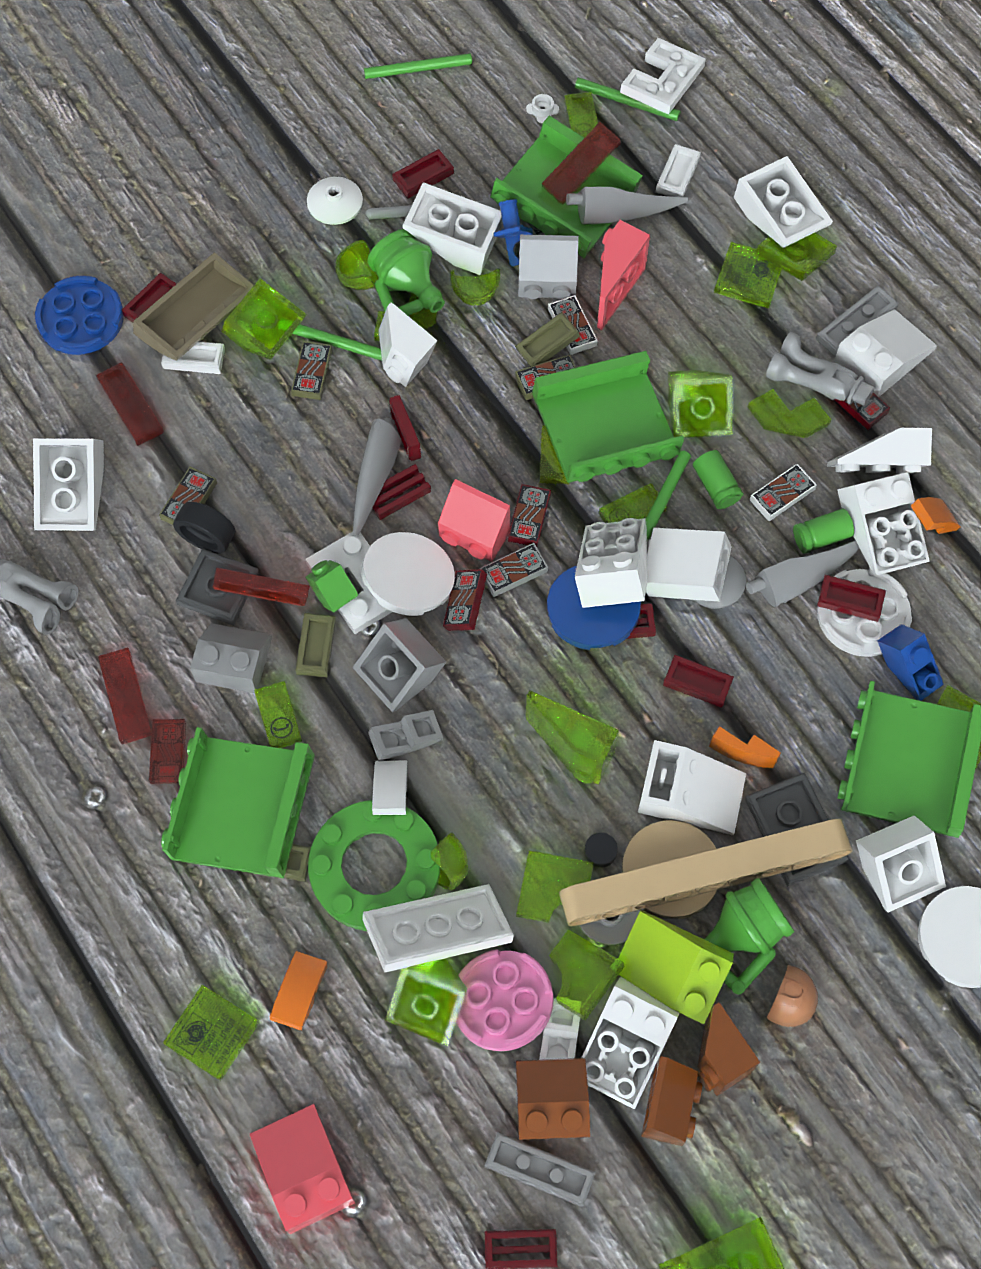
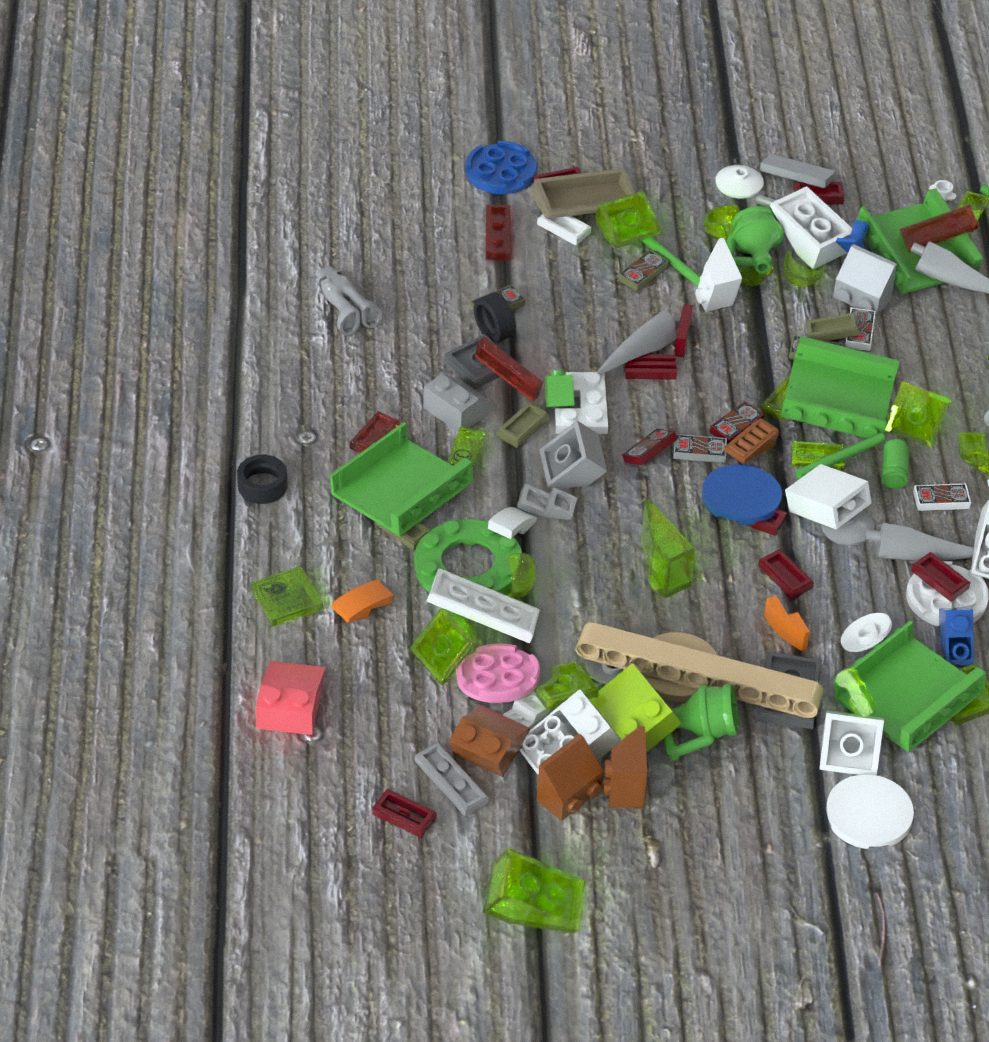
camera: 30 degrees right, 20 degrees down
(67, 483) = (420, 252): white slope -> none
(71, 870) = (262, 493): none -> black tyre
(125, 696) = (369, 390): clear red tile -> none
(388, 158) = (797, 170): none -> light grey tile
(408, 573) = (619, 410): white tile -> none
(418, 66) = (866, 127): bright green bar -> none
(474, 521) = (690, 400): coral slope -> none
(544, 879) = (567, 633): clear neon green tile -> none
(567, 516) = (754, 439): none -> dark orange slope
(601, 849) = (636, 626): black tile -> none
(613, 563) = (771, 467): white slope -> none
(623, 264) = (917, 306): coral slope -> none
(691, 788) = (726, 621): white slope -> none
(795, 999) = (706, 776): nougat helmet -> none
(816, 711) = (866, 632): none -> white dish
(823, 530) = (953, 529): bright green piece -> none
(886, 811) = (861, 699): none -> clear neon green plate

